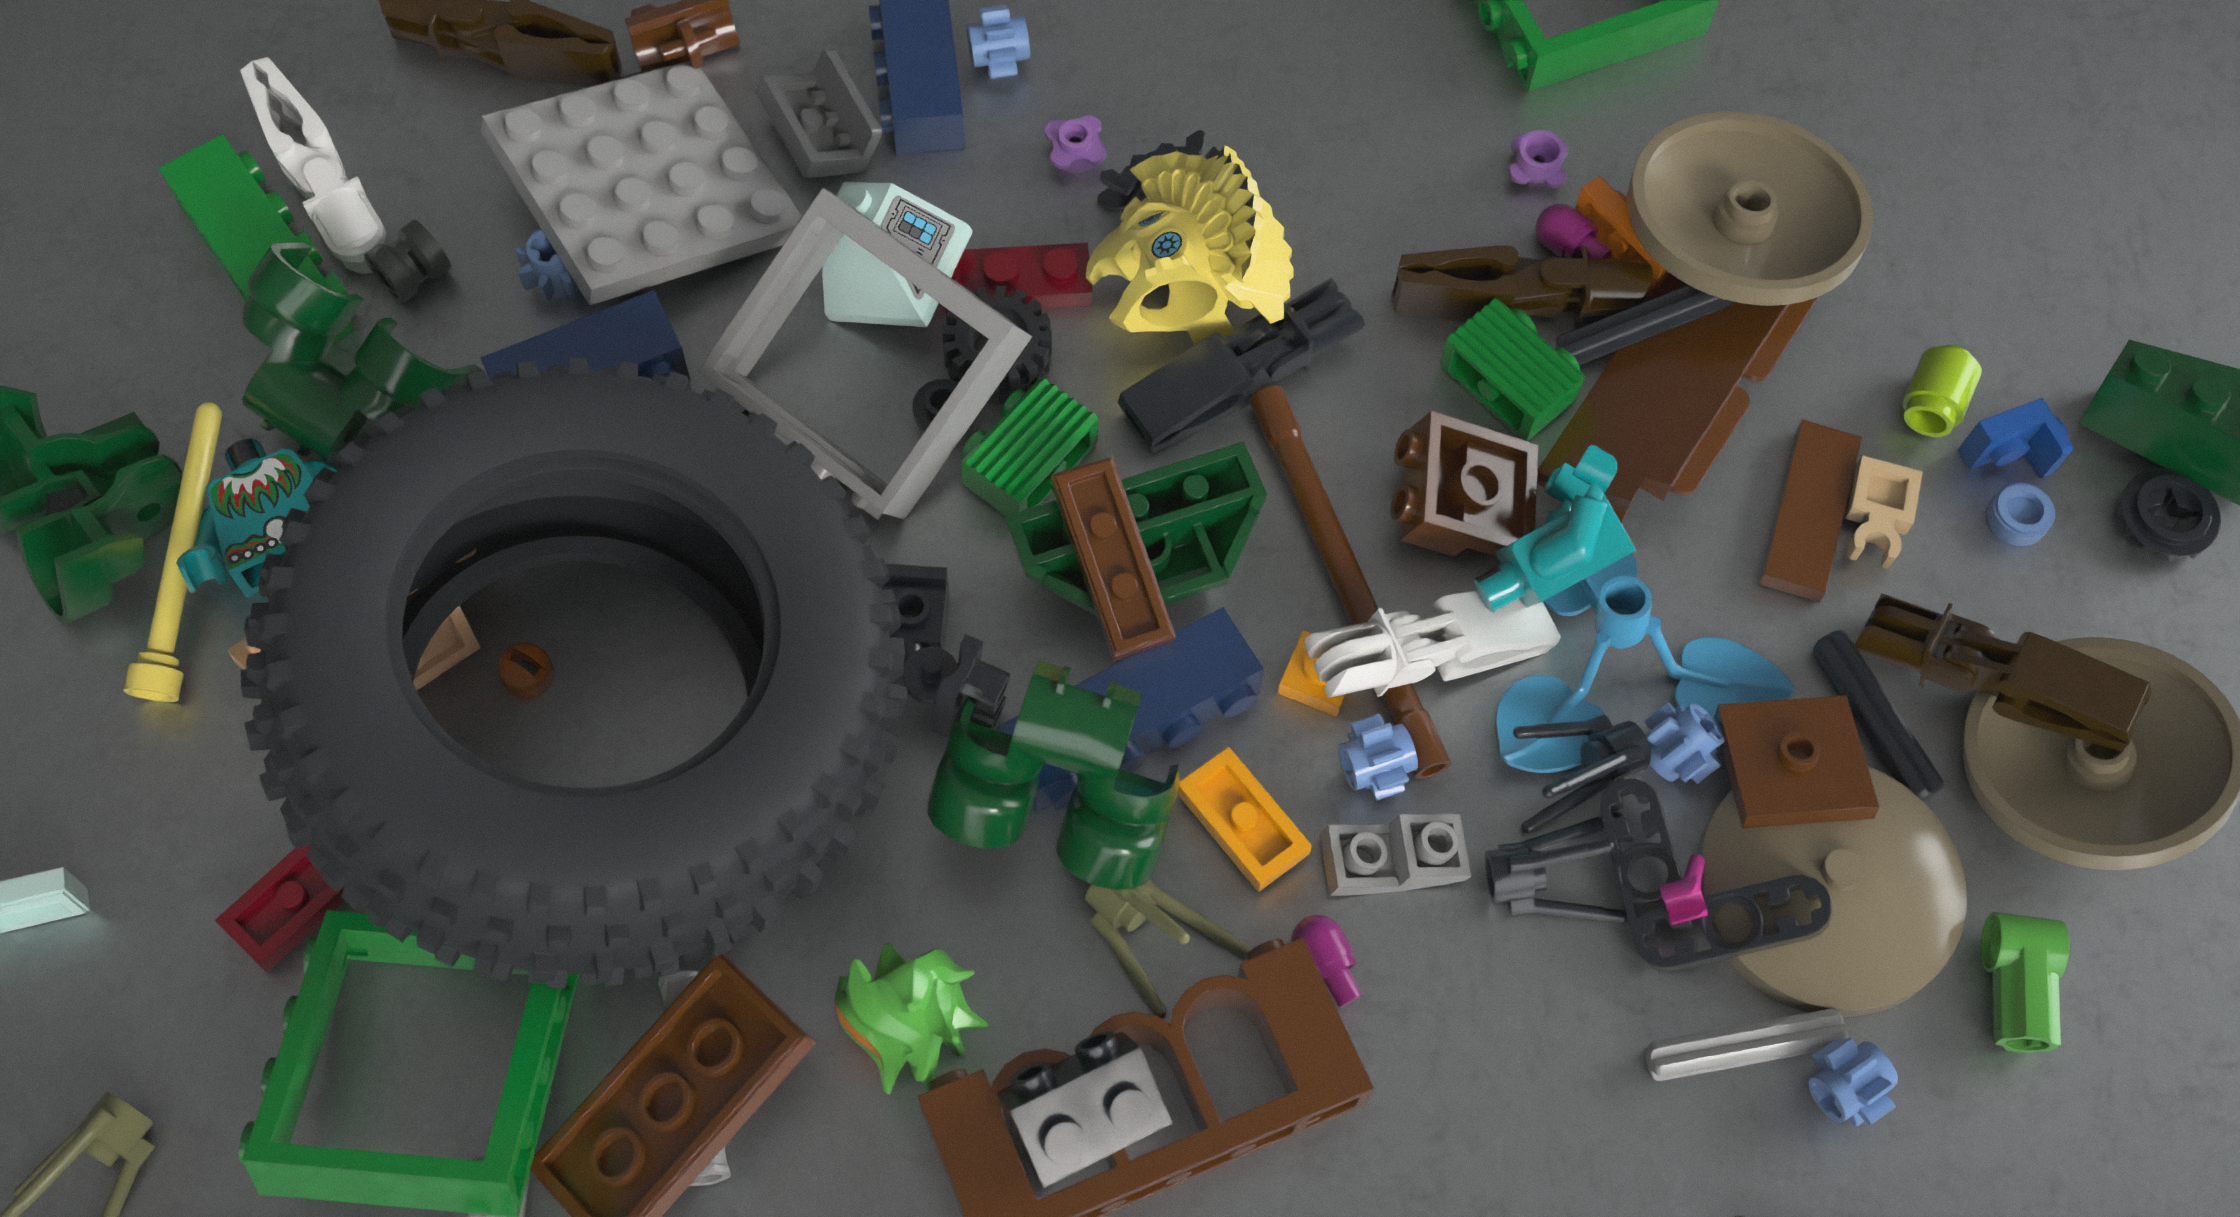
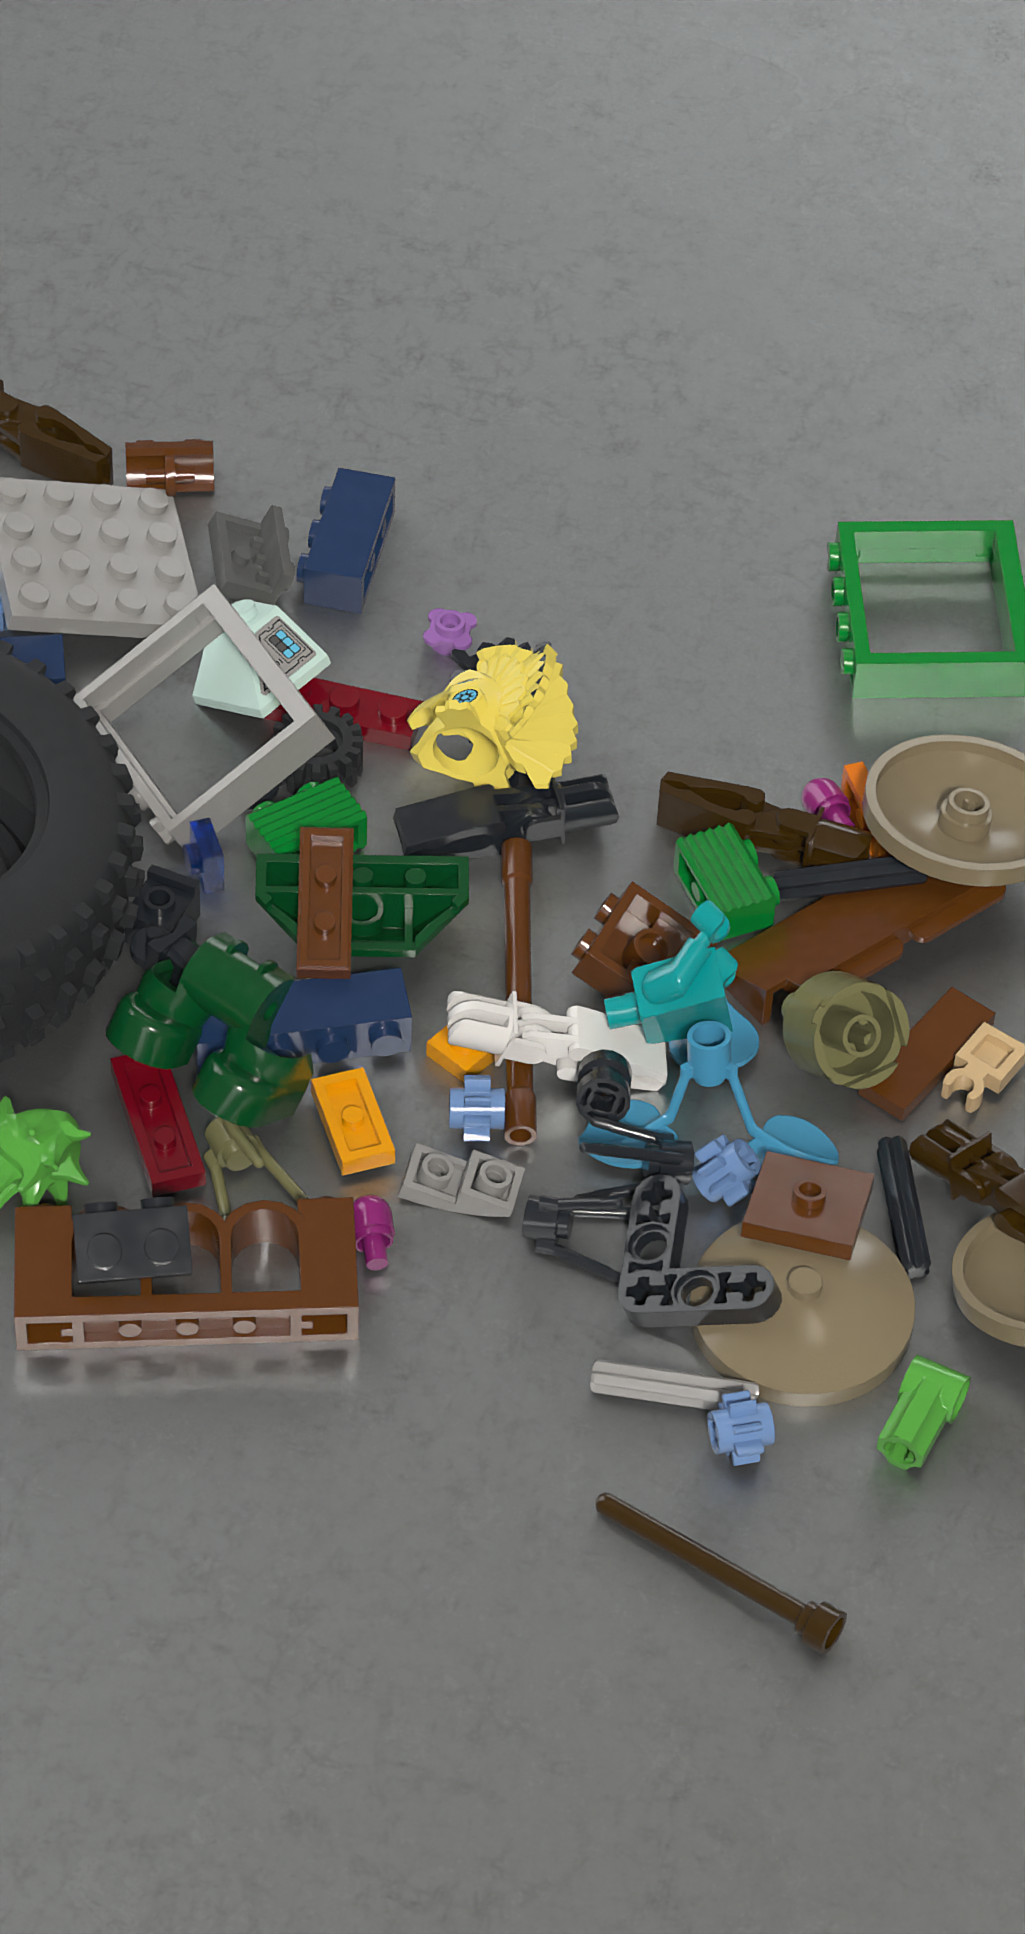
camera: 20 degrees right, 15 degrees down
(931, 523) = (205, 856): none -> clear blue plate
(998, 41) = (419, 539): medium blue gear -> none
(1031, 911) = (158, 1126): none -> dark red plate
(1518, 693) = (604, 1085): none -> black wheel
(1540, 146) = (831, 744): medium lavender plate -> none
(1684, 897) = (669, 1259): dark pink hand -> none
(1738, 522) = (845, 1029): none -> olive brick

